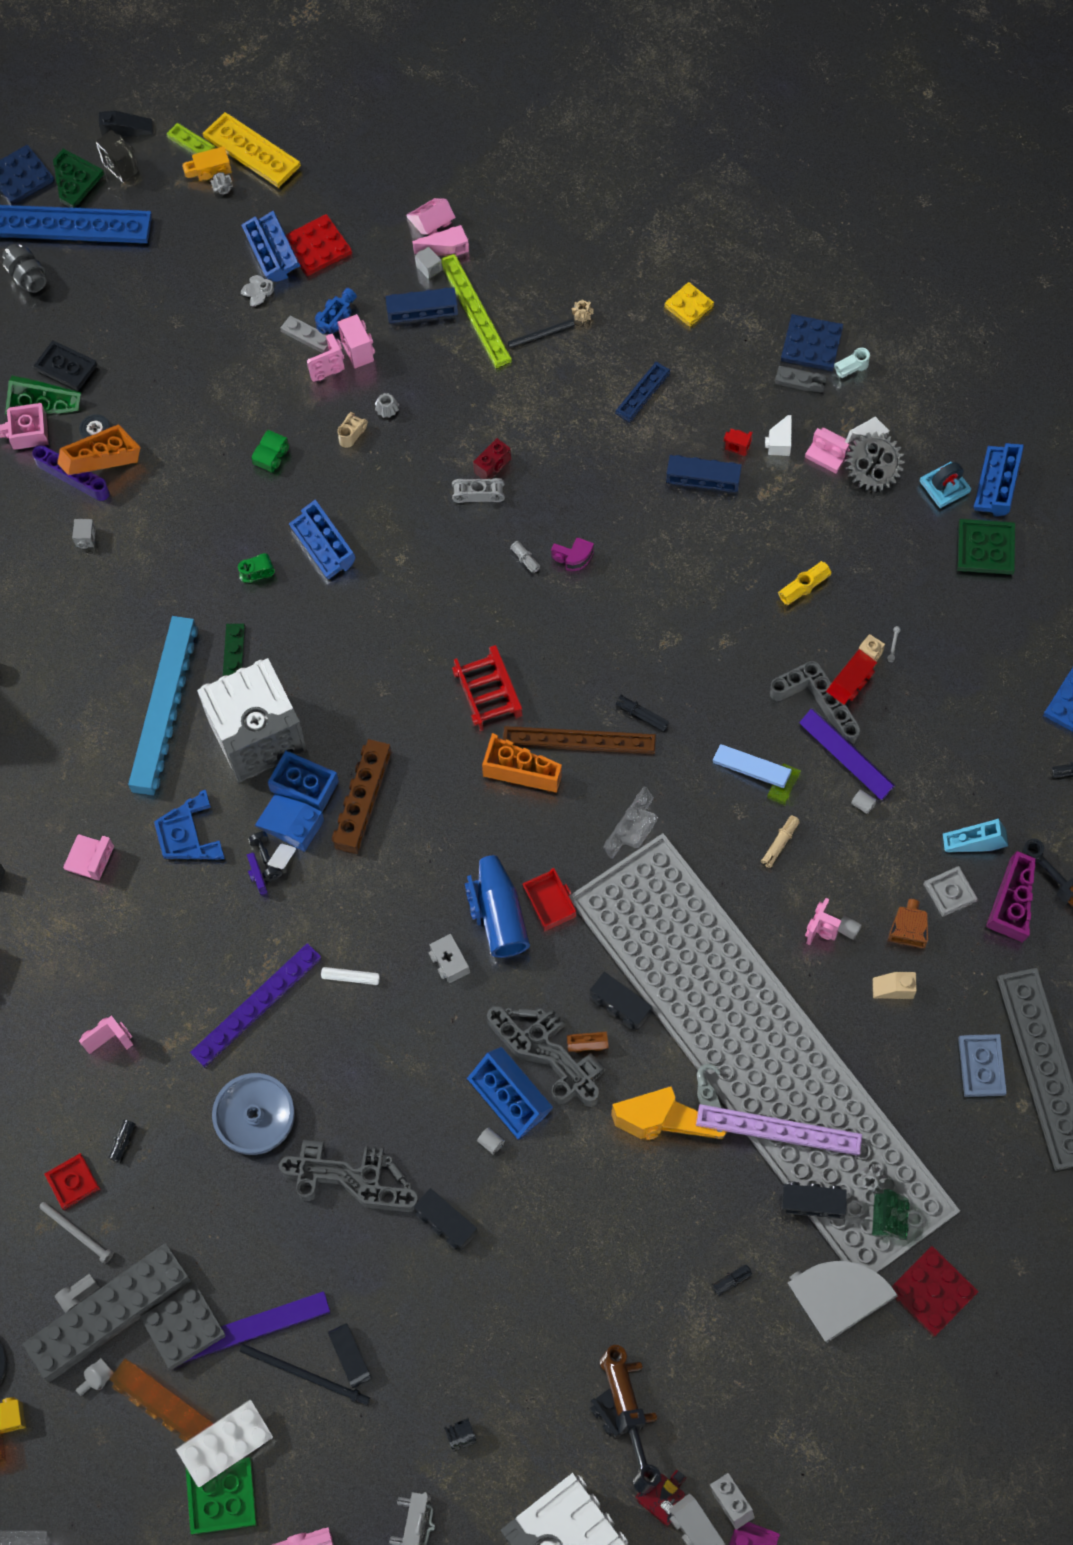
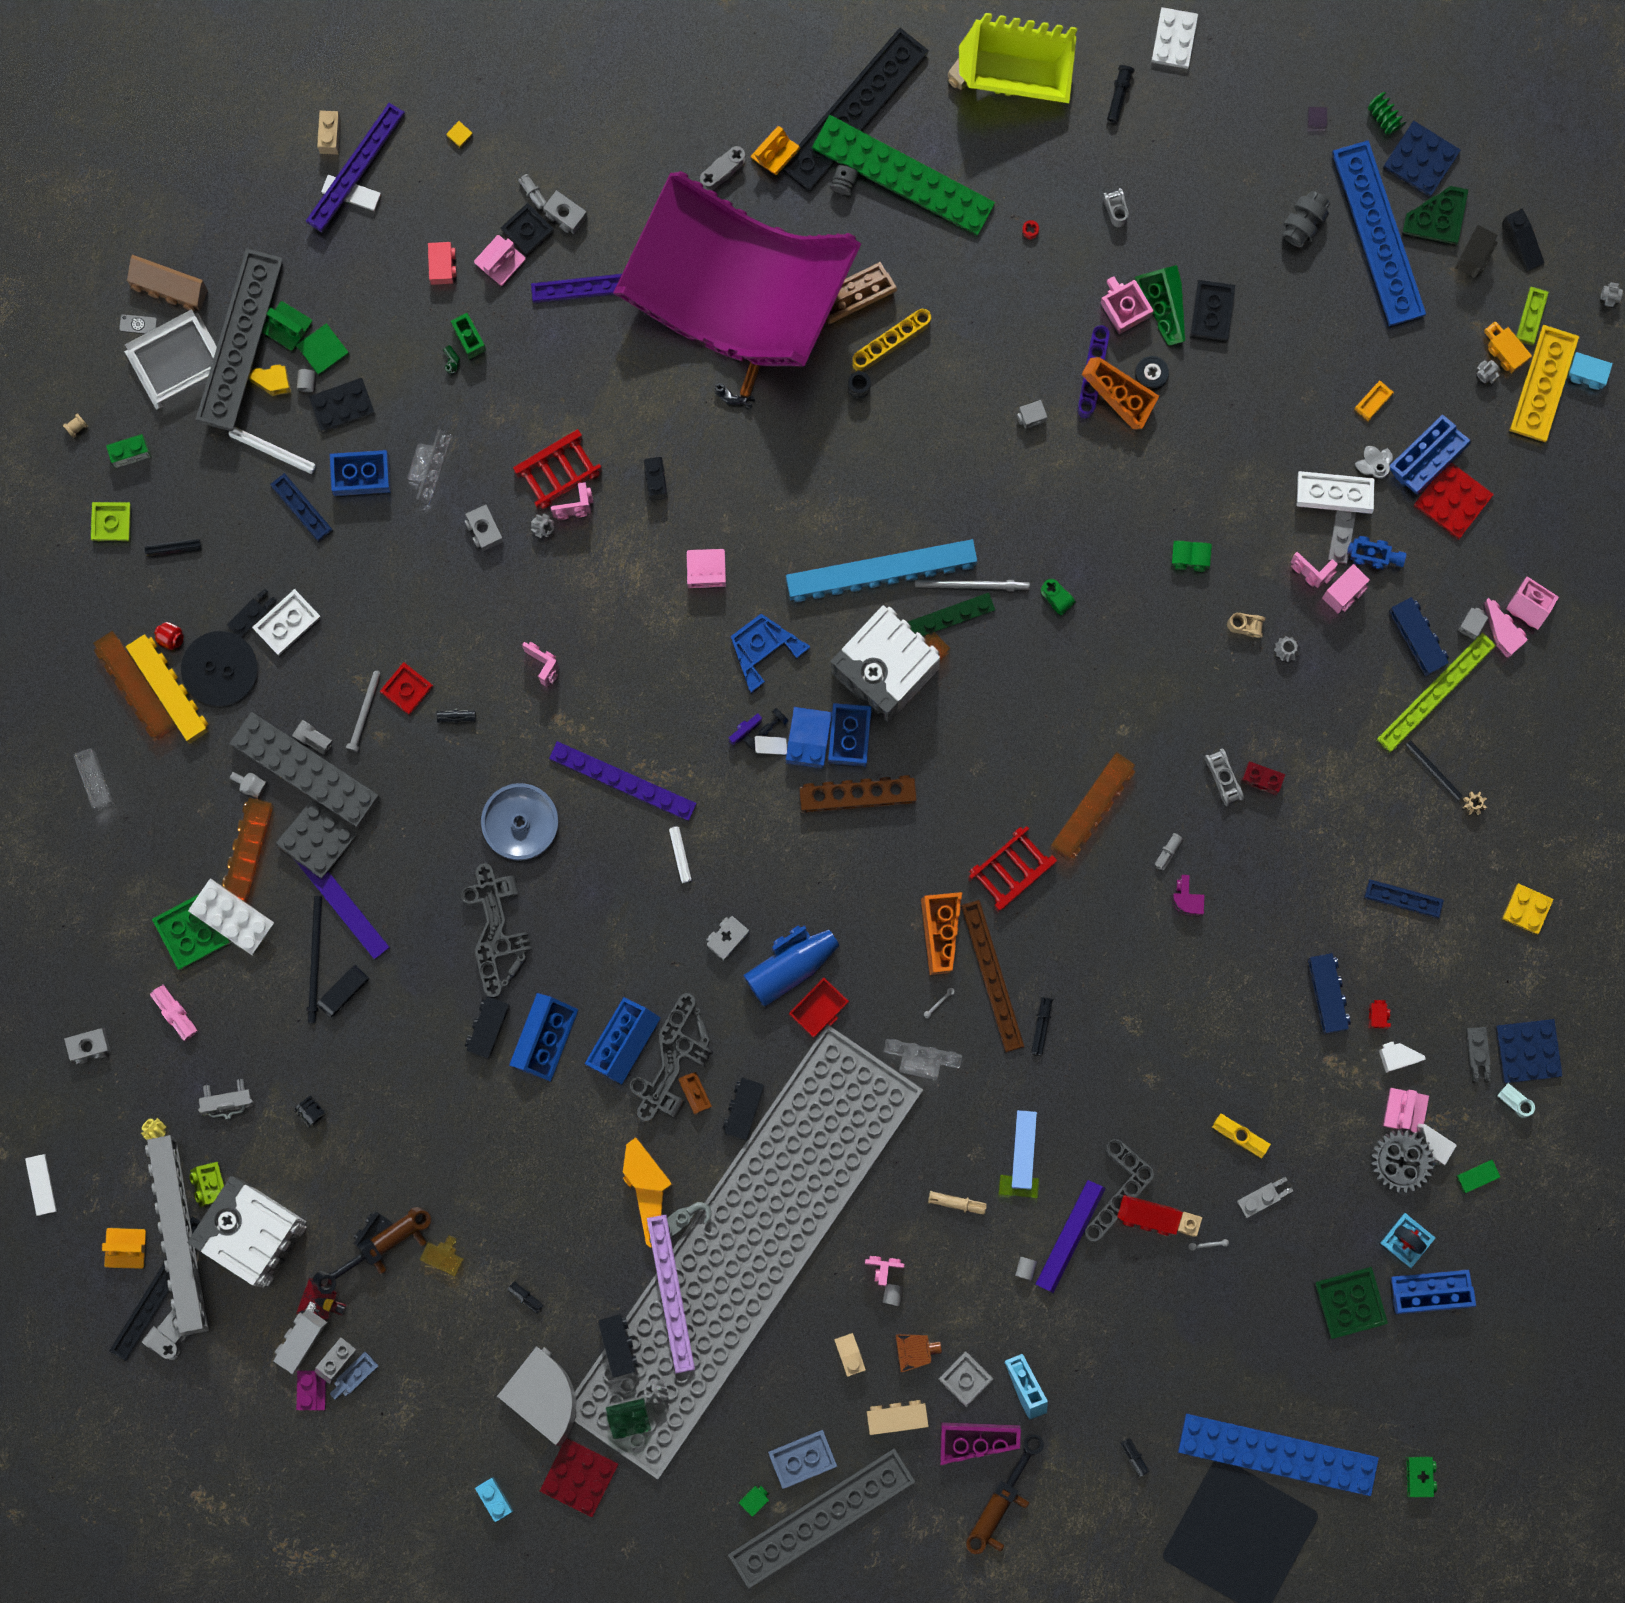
camera: 65 degrees right, 15 degrees up
(202, 79) = (1611, 294): none -> light grey gear
(204, 274) = (1374, 400): none -> light orange tile
(228, 605) = (1010, 585): none -> light grey bar
(257, 113) = (1589, 371): none -> medium azure brick
(268, 324) = (1335, 492): none -> white plate
(322, 540) = (1110, 647): blue brick -> none
(459, 603) = (1092, 806): none -> clear orange brick
(475, 1168) = (543, 1037): none -> blue slope
(490, 1140) = (572, 1040): light grey beam -> none
(579, 781) = (950, 992): none -> light grey hinge
(660, 1349) = (443, 1256): none -> clear yellow hinge
(754, 1488) = (354, 1375): none -> sand blue hinge
(866, 586) = (1262, 1198): none -> light grey hinge
(907, 414) = (1478, 1176): none -> green tile
(930, 1384) = (494, 1499): none -> medium azure brick
(969, 963) = (897, 1417): none -> tan brick
(1009, 1124) = (754, 1500): none -> green brick

